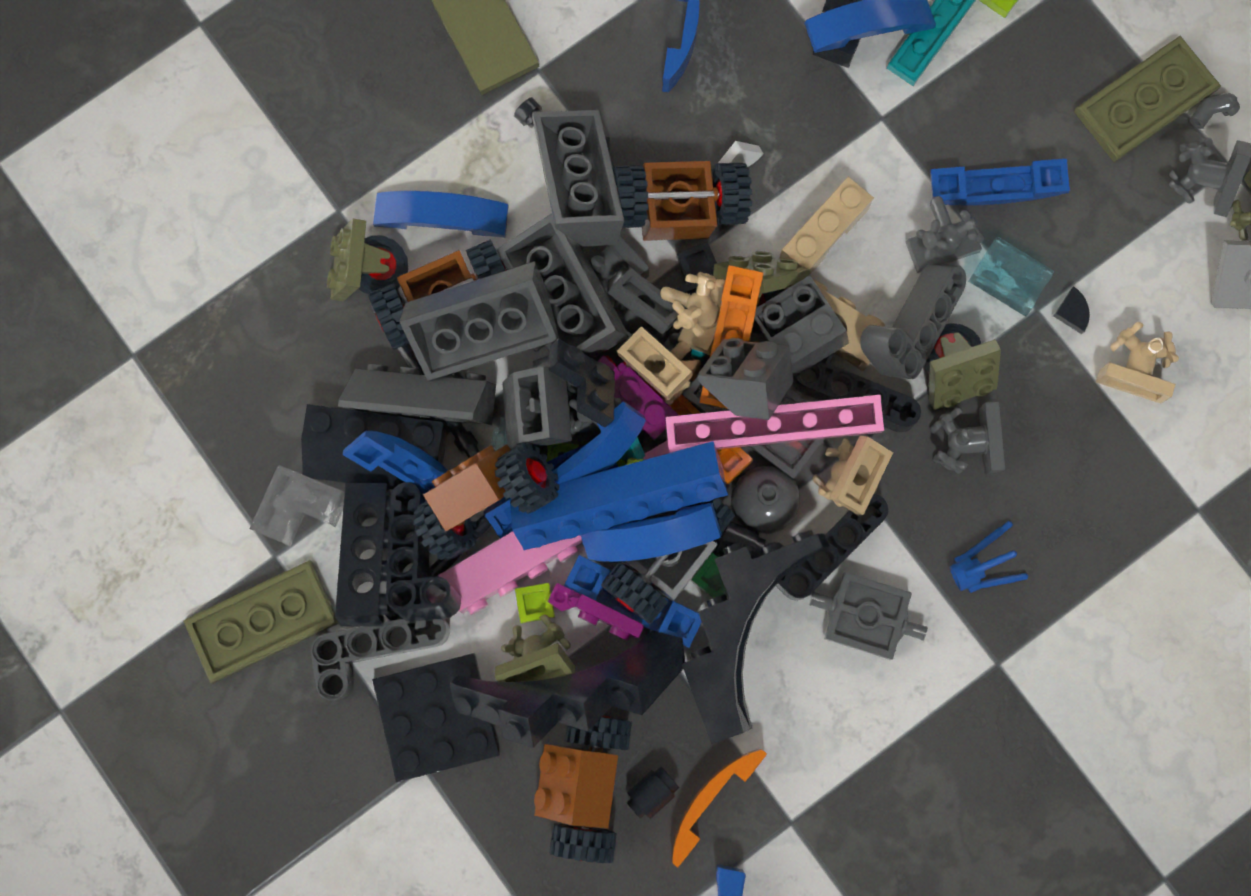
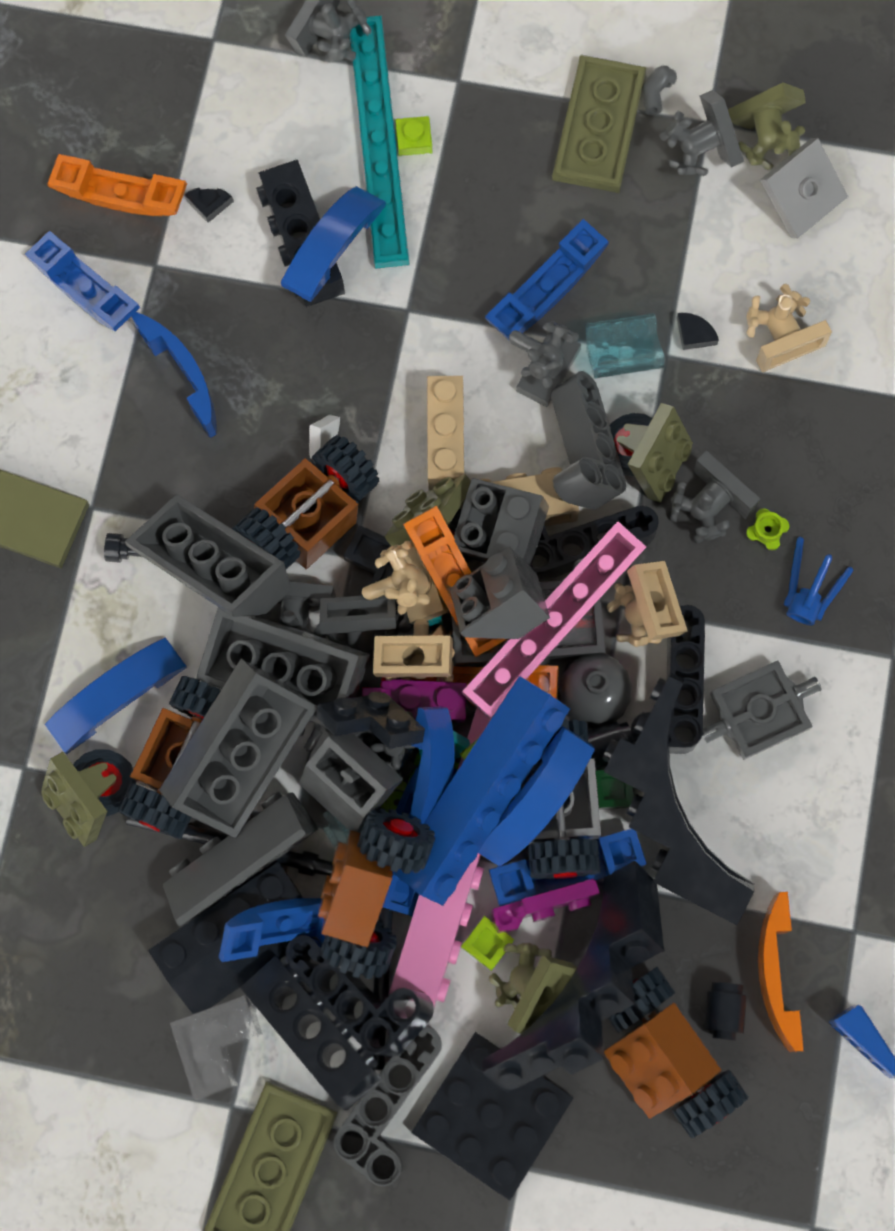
camera: 40 degrees left, 5 degrees down
(1002, 499) = (764, 519): none -> lime plate

